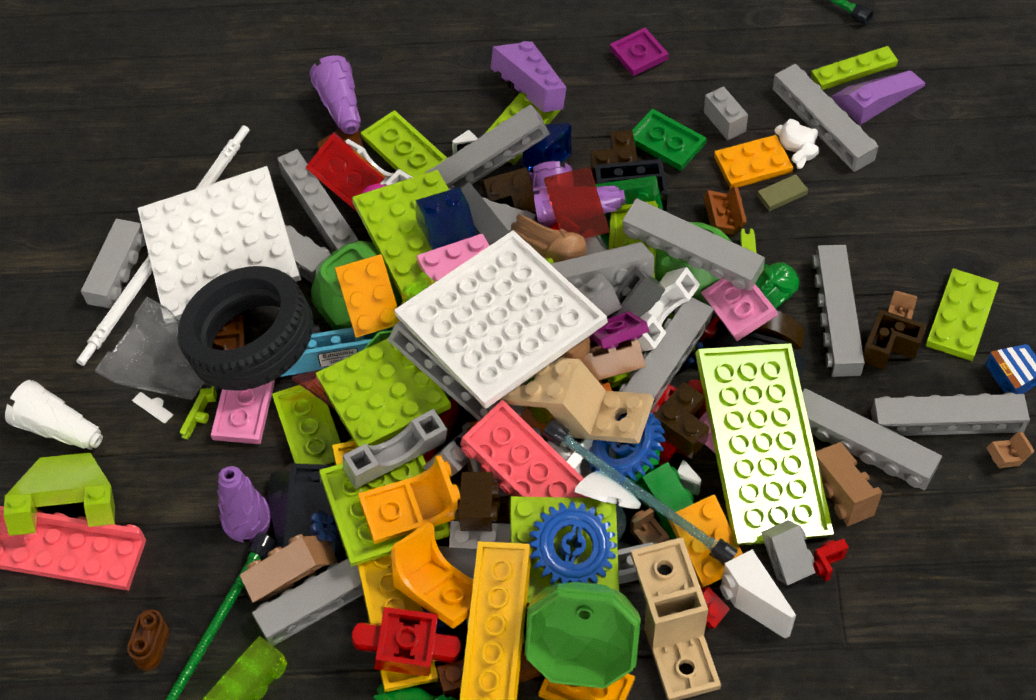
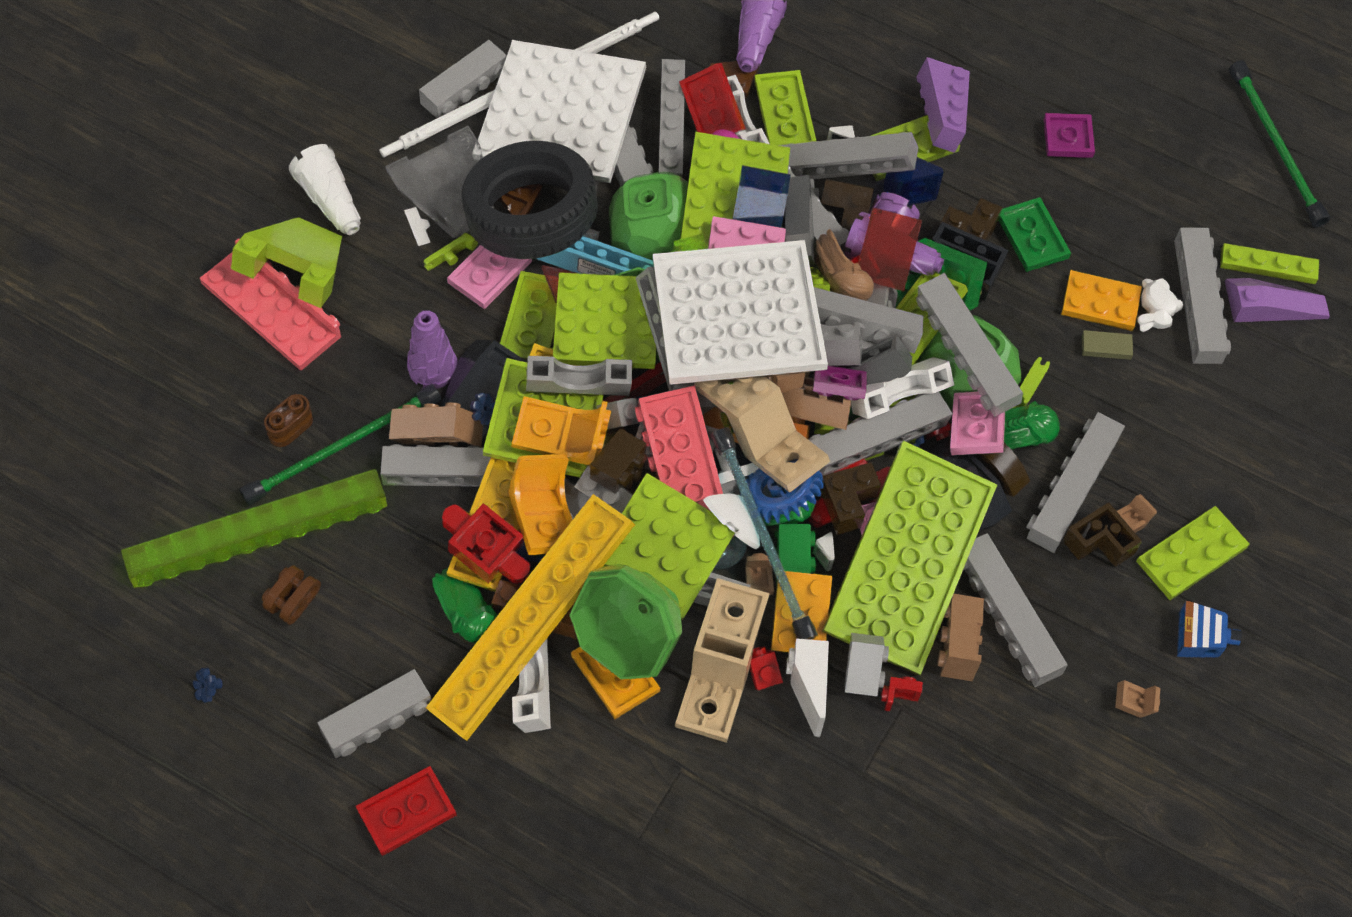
camera: 25 degrees right, 5 degrees up
(367, 295) = (649, 226): light orange plate -> none
(579, 520) = (688, 525): blue gear -> none
(725, 113) = (1107, 239): light grey brick -> none
(725, 210) = (1037, 332): dark orange bracket -> none
(952, 414) = (1108, 635): light grey brick -> none

